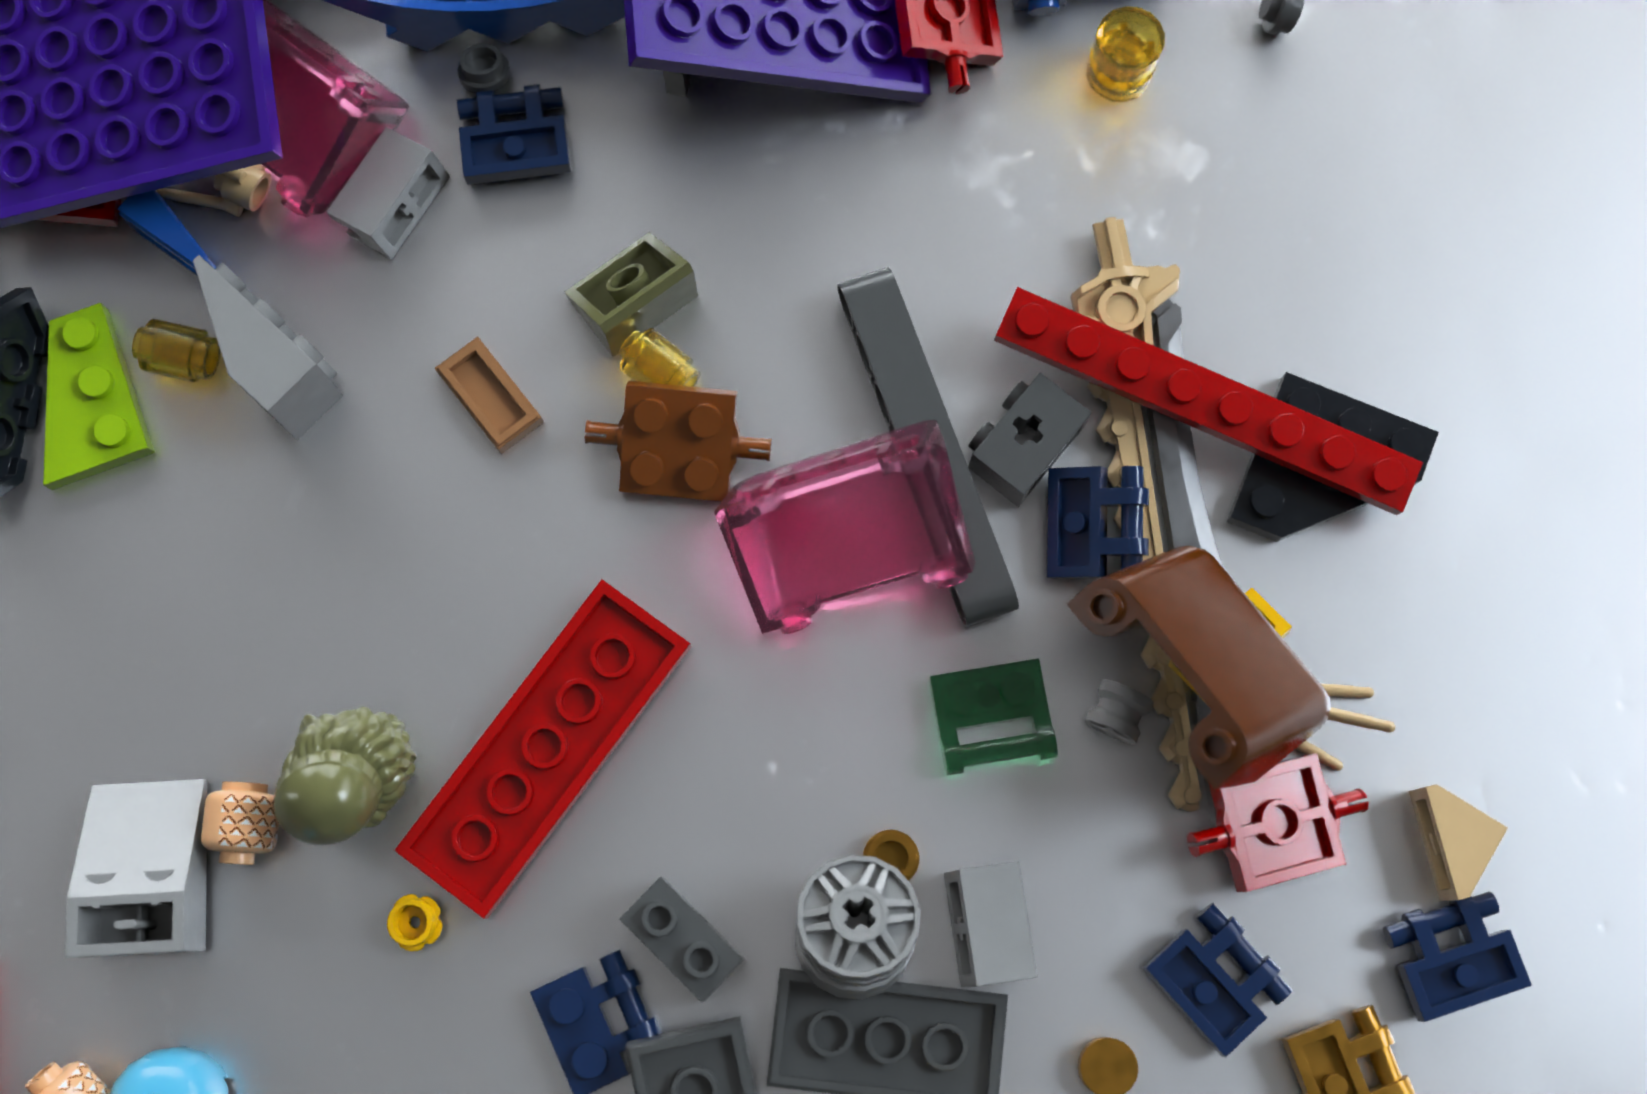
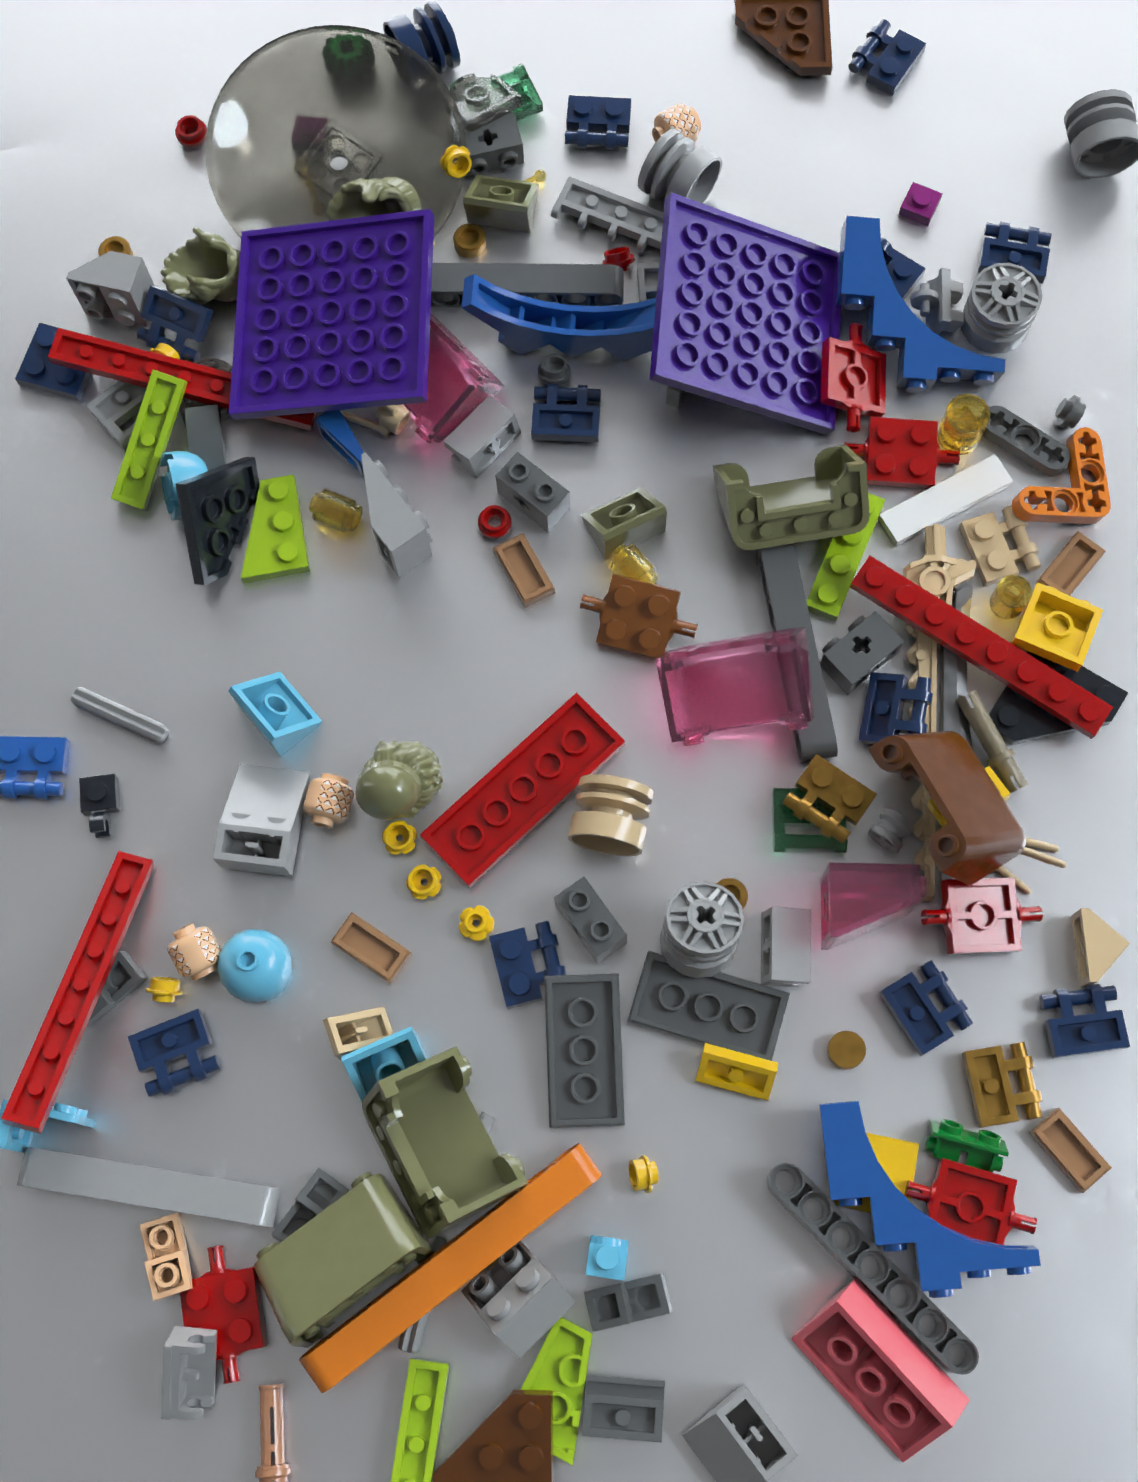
camera: 15 degrees right, 5 degrees down
(132, 690) = (276, 710): none -> medium azure slope
(349, 1042) = (371, 948): none -> medium nougat tile
(350, 853) = (395, 829): none -> yellow plate
(424, 313) = (494, 513): none -> red plate
(481, 269) = (533, 492): none -> dark grey brick
(522, 973) = (478, 932): none -> yellow plate
(686, 768) = (611, 814): none -> tan wheel
(893, 229) = (796, 509): none -> olive windscreen
(978, 287) = (841, 566): none -> lime plate
(1026, 667) = (834, 790): none -> pearl gold plate
(1037, 113) = (902, 452): none -> red plate
(1099, 832) = (865, 898): none -> clear pink slope
(1115, 176) = (945, 499): none -> white tile
(1195, 242) = (989, 548): none -> tan plate
(1211, 43) = (1027, 455): none -> dark grey beam
(1240, 313) = (1010, 596): none -> clear yellow brick
(1249, 546) = (992, 742): none -> dark tan pin
(1317, 128) = (1080, 491): none -> orange beam
(1318, 349) = (1057, 626): none -> yellow plate
(1319, 250) = (1072, 564): none -> medium nougat tile

